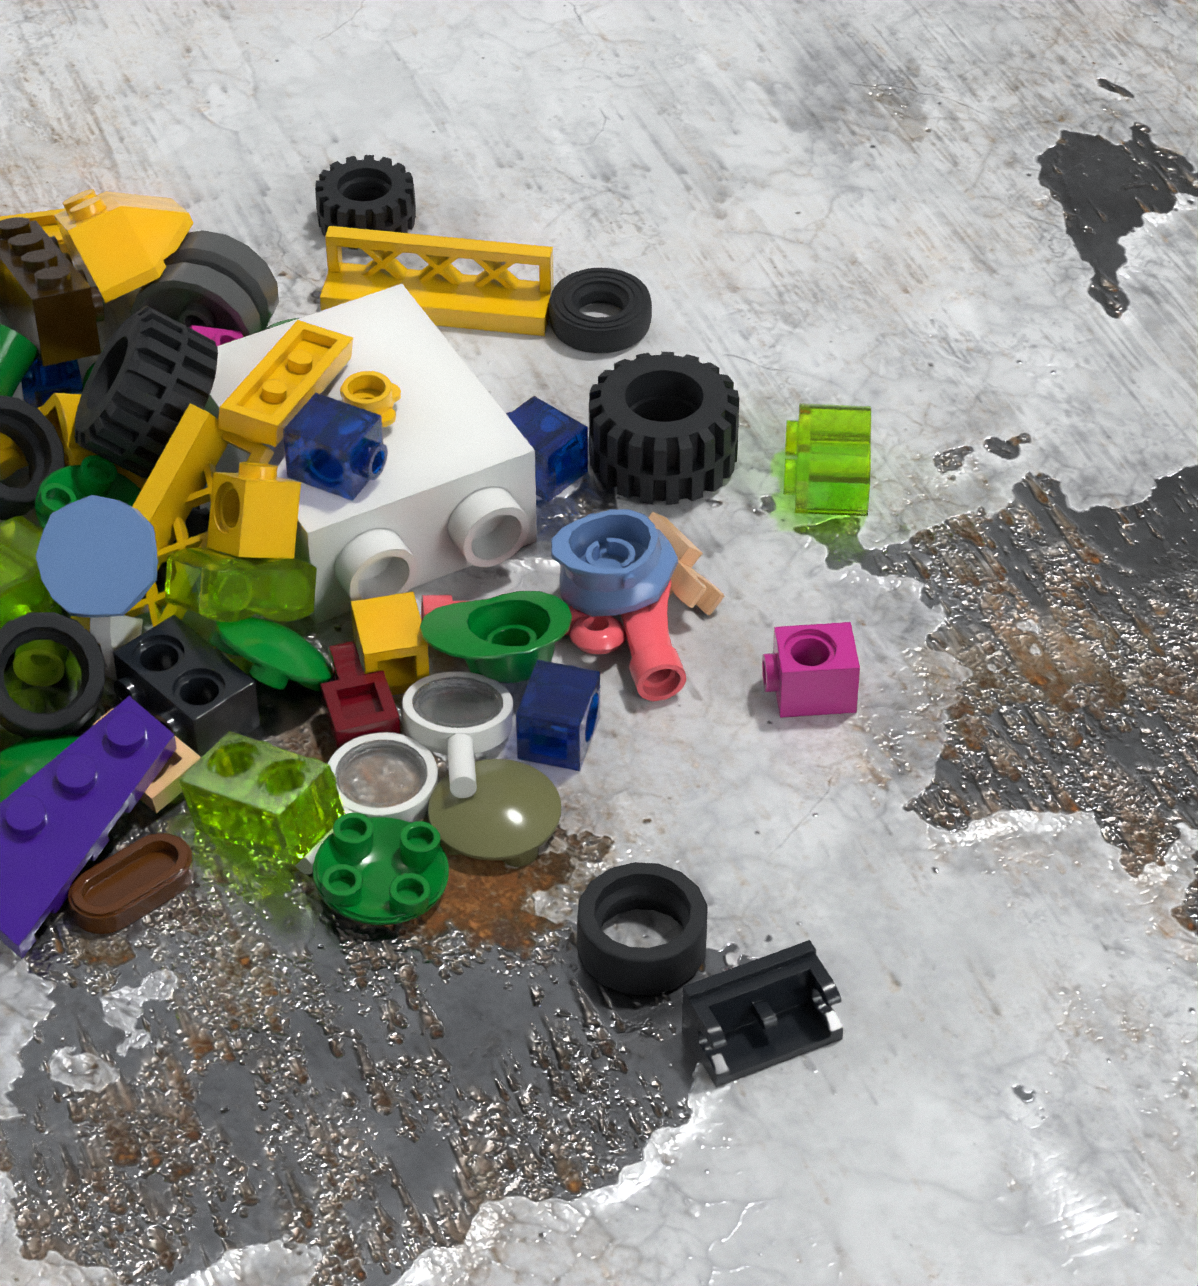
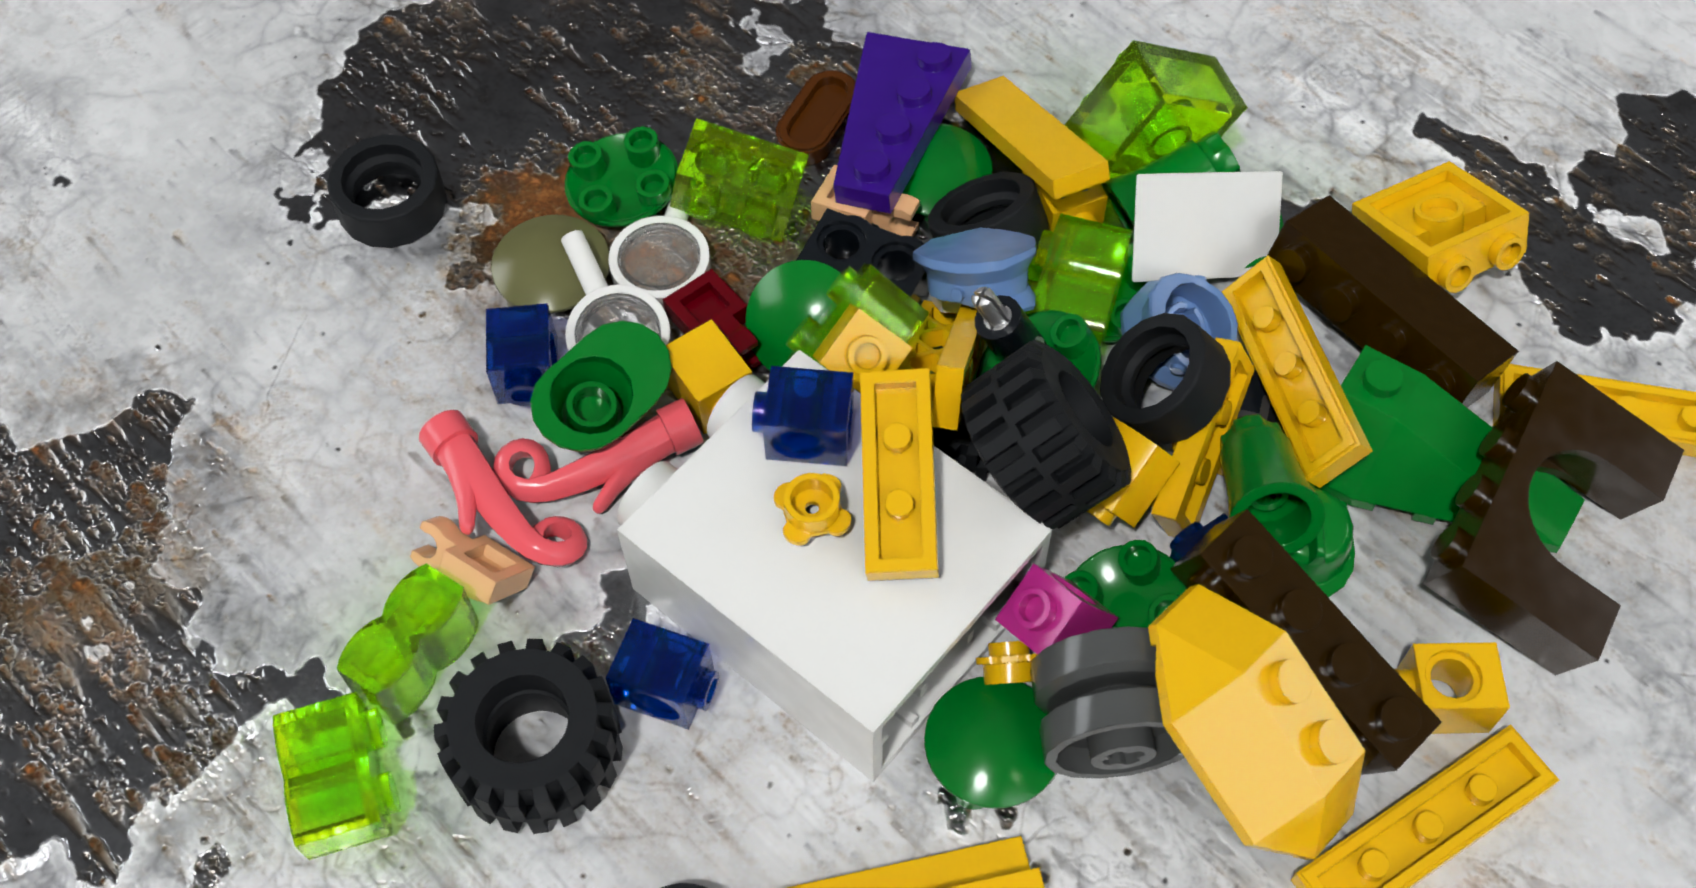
camera: 160 degrees right, 15 degrees up
(122, 471) = (1002, 323): none -> black piece
(612, 562) = (518, 507): medium blue hat -> none
(744, 514) = (399, 653): none -> clear neon green brick
(761, 1013) = (278, 157): black hinge -> none
(813, 669) = (278, 464): dark pink brick -> none

